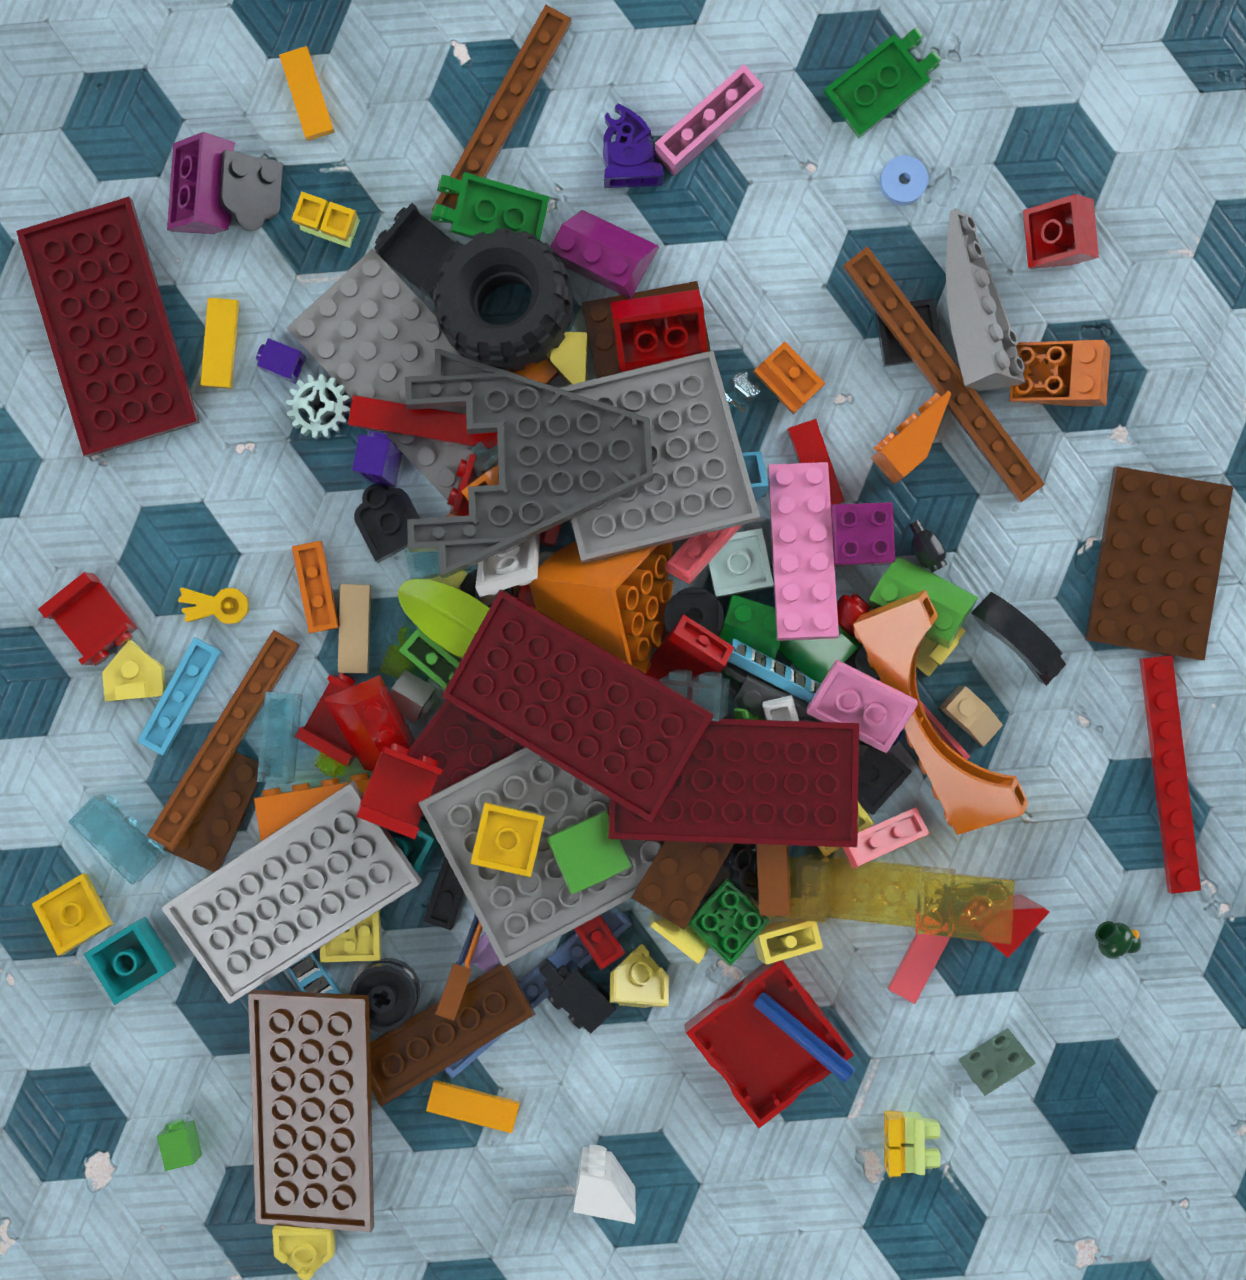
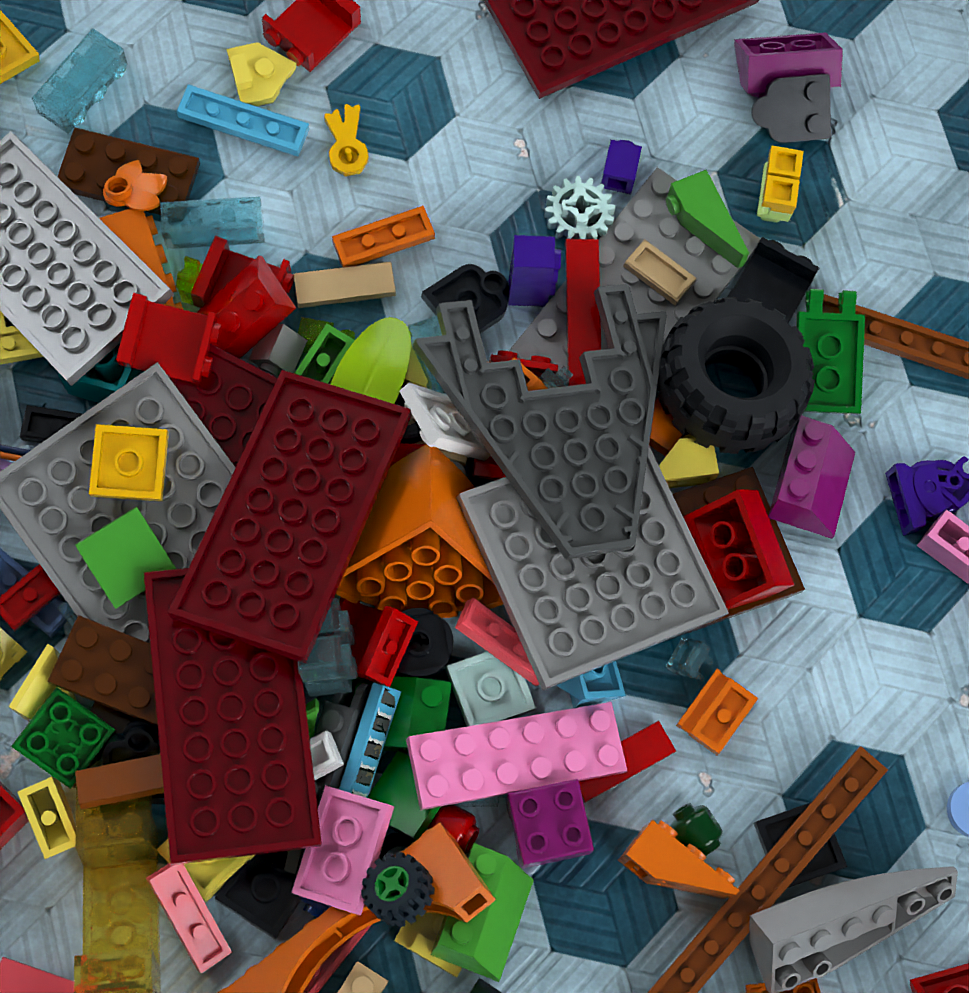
camera: 70 degrees right, 15 degrees down
(220, 343) = (627, 106): yellow tile -> none
(223, 741) = (200, 167): dark orange tile -> none
(233, 798) = (134, 188): none -> orange plate
(306, 93) = (909, 152): light orange tile -> none
(344, 294) = (706, 216): none -> bright green slope
(391, 346) = (659, 272): none -> tan tile
(883, 415) = (697, 828): none -> dark green head
(908, 677) = (401, 875): none -> black wheel
(927, 547) = (549, 911): black plant -> none

